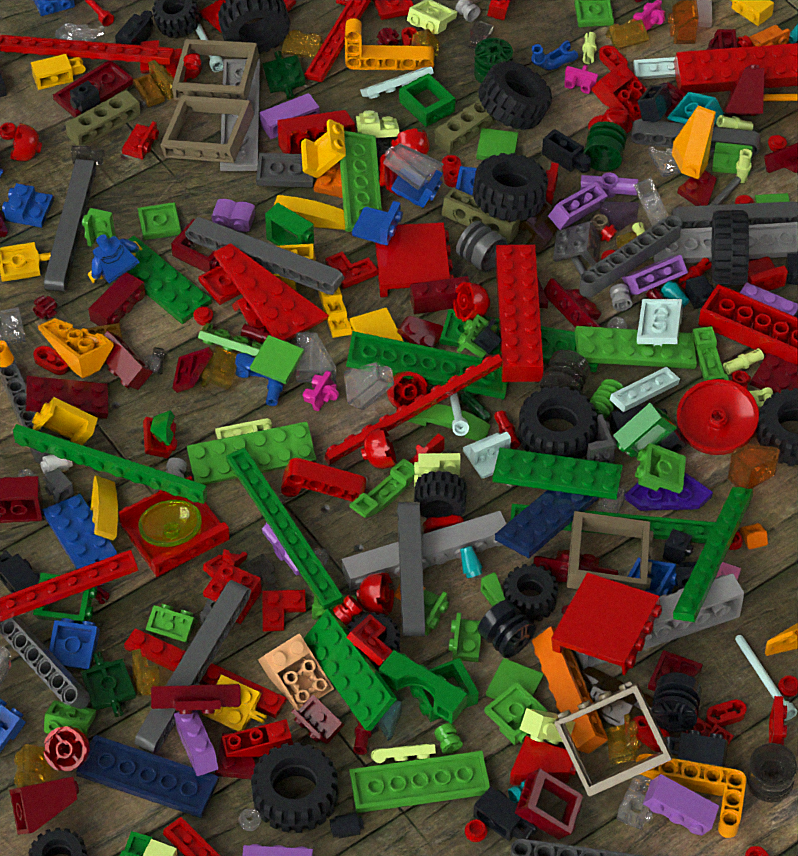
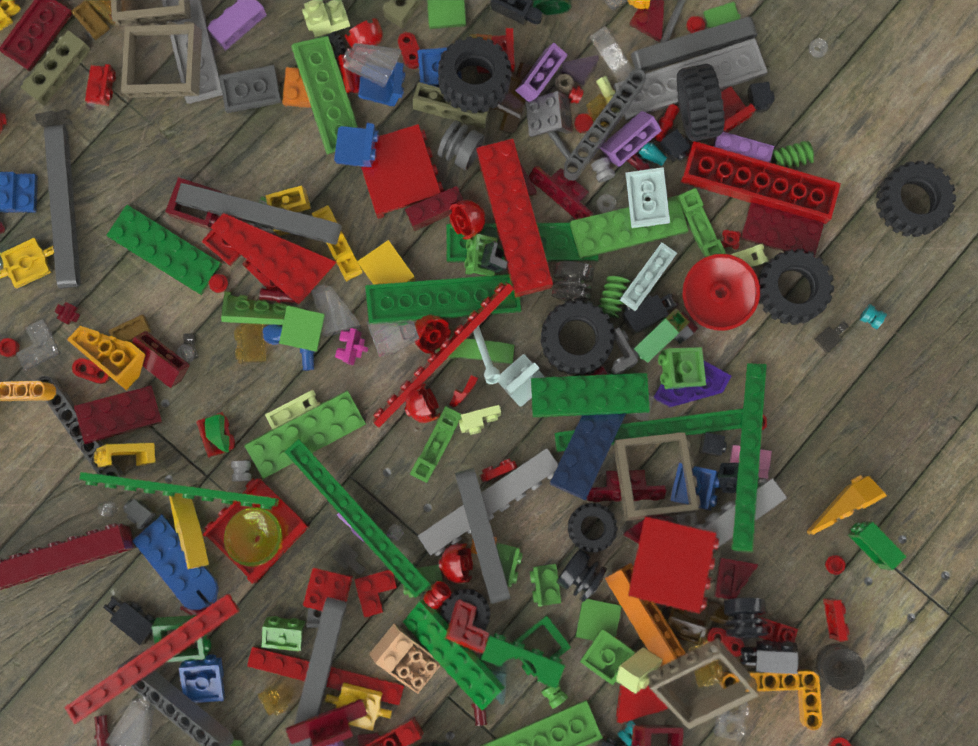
camera: 10 degrees left, 30 degrees up
(51, 463) = (126, 494): white brick -> none
(84, 97) = (29, 50): black brick -> none
(98, 223) = (86, 207): bright green bracket -> none
(108, 684) = (244, 711): dark green plate -> none
(113, 258) = (116, 247): blue torso -> none
(117, 300) = (133, 288): dark red brick -> none
(159, 221) = (146, 179): bright green tile -> none
(190, 368) = (223, 352): dark red wing -> none
(213, 565) = (311, 557): red slope -> none
(234, 214) = (215, 158): medium lavender brick -> none
(282, 218) = (274, 170): green window -> none
(312, 127) = (267, 38): red wedge -> none
(318, 213) = (286, 137): yellow slope -> none
(318, 719) = (437, 704): bracket -> none
(322, 479) = (379, 451): red beam -> none
(325, 151) = (282, 67): yellow panel -> none
(354, 272) = (342, 202): red plate -> none
(402, 752) = (518, 718): yellowish green plate -> none
(420, 331) = (427, 260): dark red wing -> none
(440, 494) = (490, 448): black tyre -> none
(470, 562) = (533, 509): teal cone -> none
(475, 406) = (498, 329): dark green axle -> none
(492, 589) = (559, 531): bright green slope -> none
(506, 426) = (530, 347): red pin -> none
(611, 184) = (576, 33): medium lavender piece -> none
(680, 805) = (769, 720): medium lavender brick -> none
(726, 714) = (789, 610): red beam -> none
(743, 361) = (730, 217): yellowish green pin -> none
(752, 465) = (760, 344): clear orange slope -> none
(754, 536) = (775, 409): orange slope -> none
(791, 710) = (837, 590): light aqua piece -> none

